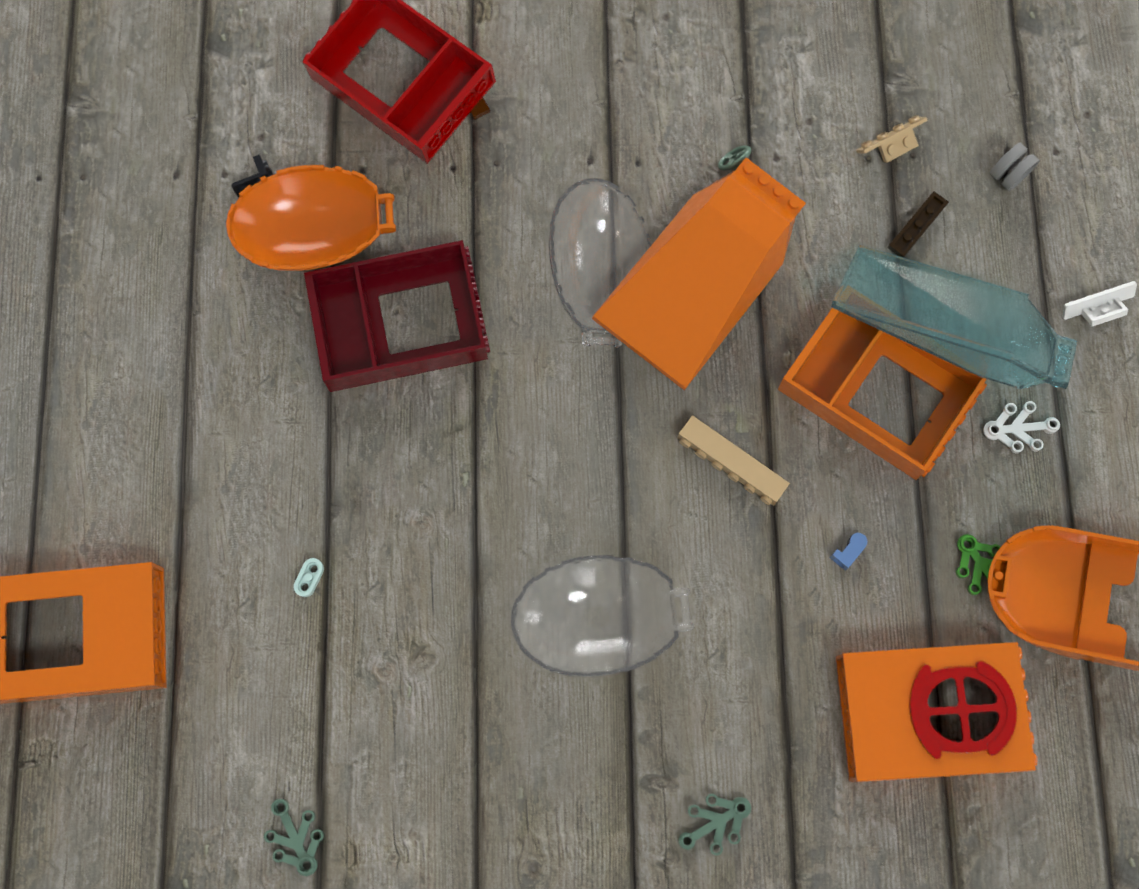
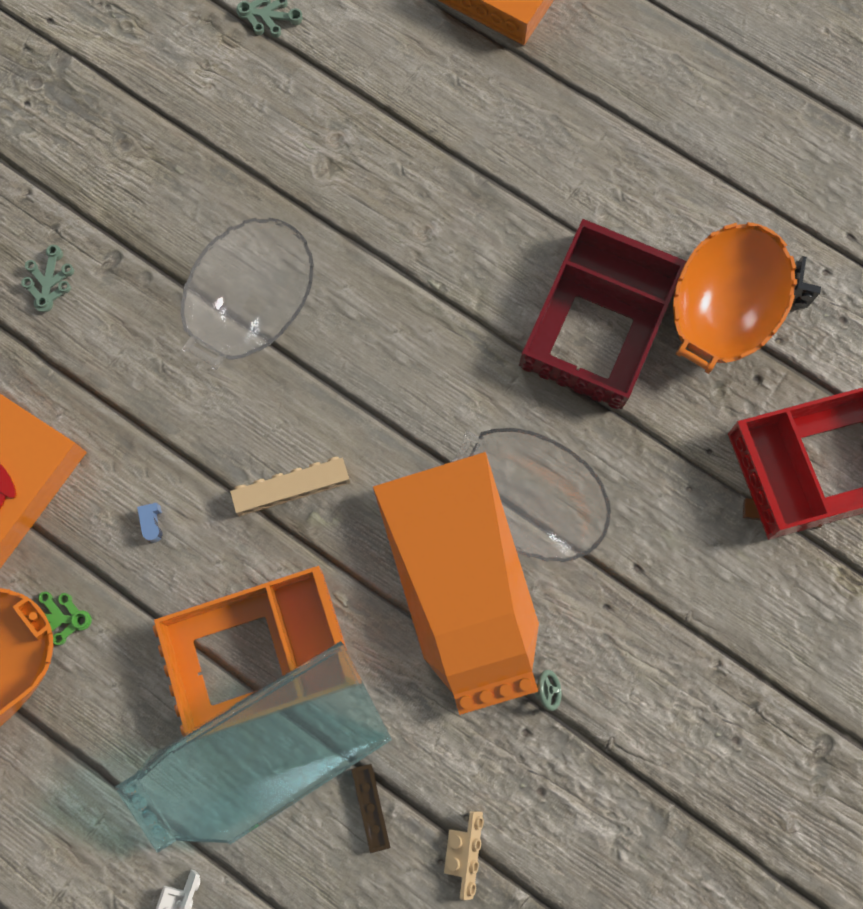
camera: 120 degrees right, 0 degrees up
(307, 577) = (442, 130): light aqua plate -> none
(1018, 428) = (134, 743): white plant -> none

